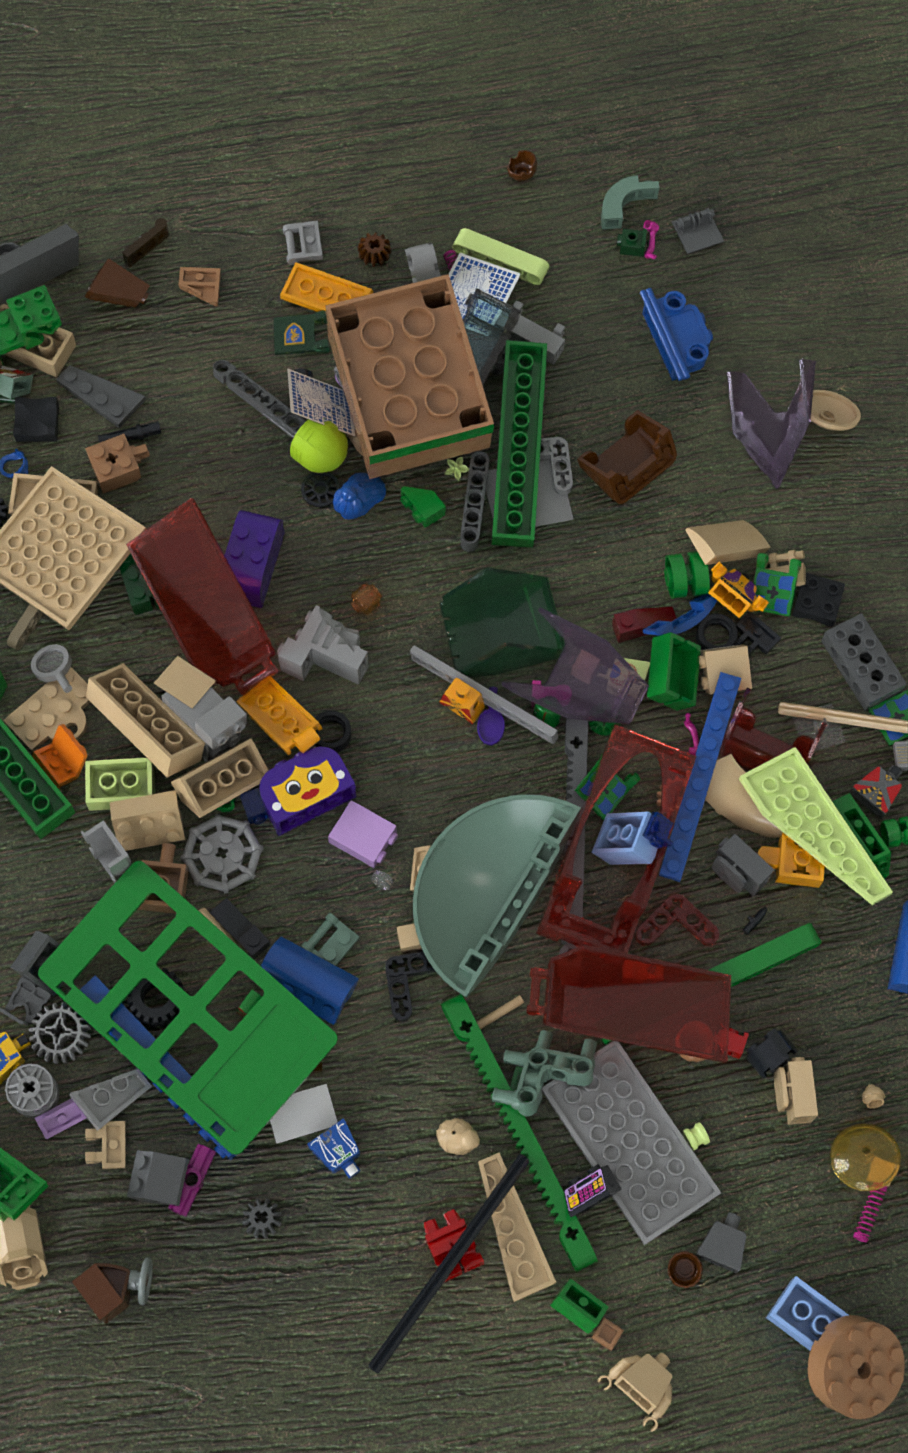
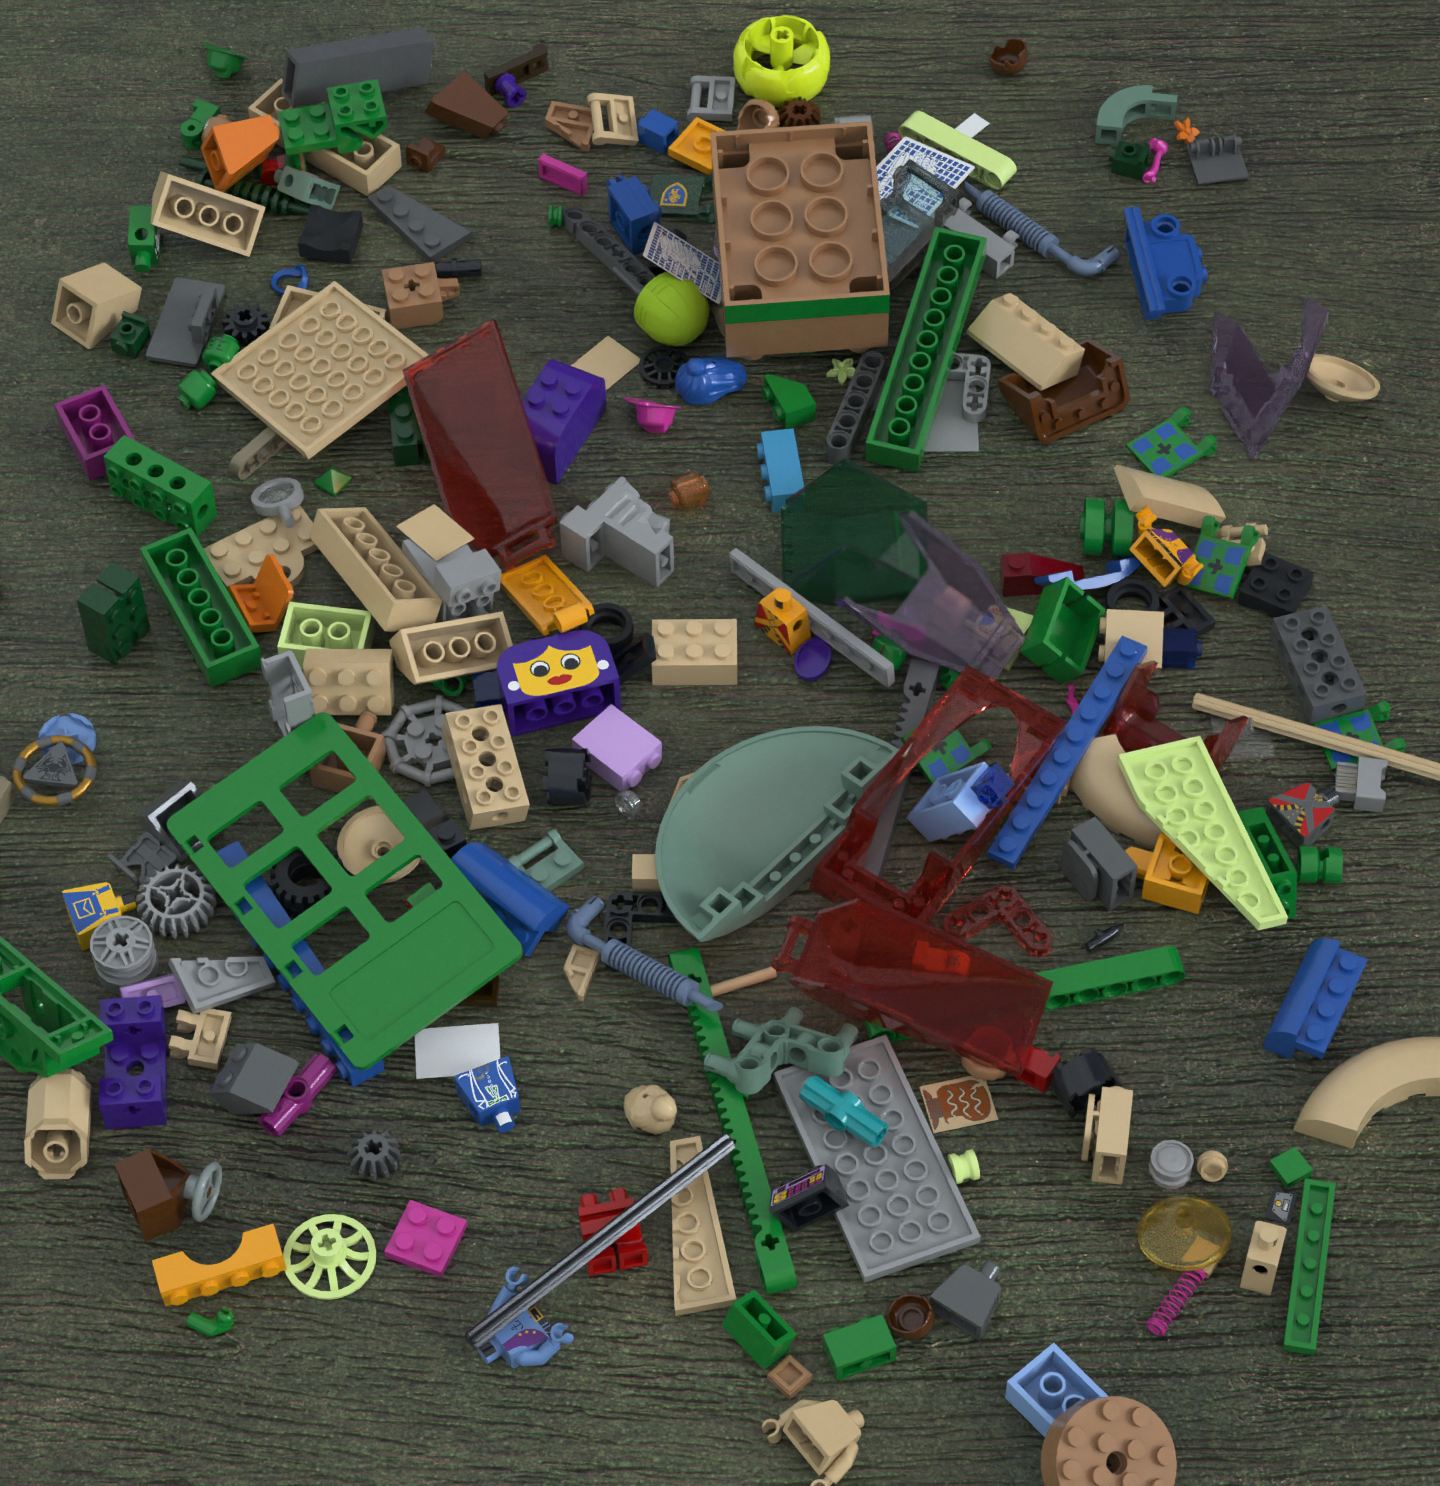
camera: 15 degrees right, 15 degrees down
(58, 1156) = (141, 1041): none -> dark purple plate
(89, 638) = (332, 481): none -> green slope
(91, 331) = (424, 154): none -> reddish brown bracket
(145, 261) = (510, 90): none -> dark purple bush
(174, 1386) = (210, 1327): none -> green arm
(189, 956) = (366, 838): none -> tan dish
(196, 1322) = (185, 1279): none -> light orange arch
(204, 332) = (563, 174): none -> dark pink tile
(207, 370) = (555, 216): none -> green bush
(237, 274) = (620, 119): none -> tan plate
(247, 1307) = (328, 1252): none -> yellowish green wheel
(267, 359) = (632, 211): none -> blue brick
(268, 279) = (657, 131): none -> blue brick
(274, 494) = (608, 361): none -> tan sticker
(275, 860) = (485, 767): none -> tan brick
(315, 1277) = (426, 1238): none -> dark pink plate
(322, 534) = (653, 415): none -> dark pink piece
(333, 869) = (567, 777): none -> black brick
(344, 259) = (758, 115): none -> medium nougat hair
(345, 184) = (787, 42): none -> neon yellow wheel
(359, 755) = (635, 657): none -> black plate
(377, 1026) = (580, 969): none -> tan tile
(402, 739) = (695, 652): none -> tan brick
(414, 1350) = (526, 1339): none -> medium blue torso
(419, 1020) = (635, 963): none -> sand blue piece
(430, 566) = (780, 466): none -> dark azure brick
(505, 231) = (972, 125): none -> white sticker
(575, 322) = (1035, 235): none -> sand blue piece
(591, 422) = (1026, 342): none -> tan slope
(601, 1113) = (844, 1111): none -> teal piece
(653, 1301) = (859, 1347): none -> green brick
(669, 210) = (1186, 132): none -> orange plant
(678, 1081) = (958, 1103): none -> sticker
(712, 492) = (1168, 448): none -> green flag
(762, 665) = (1180, 648): none -> clear blue brick
(843, 1101) = (1171, 1164): none -> light grey wheel

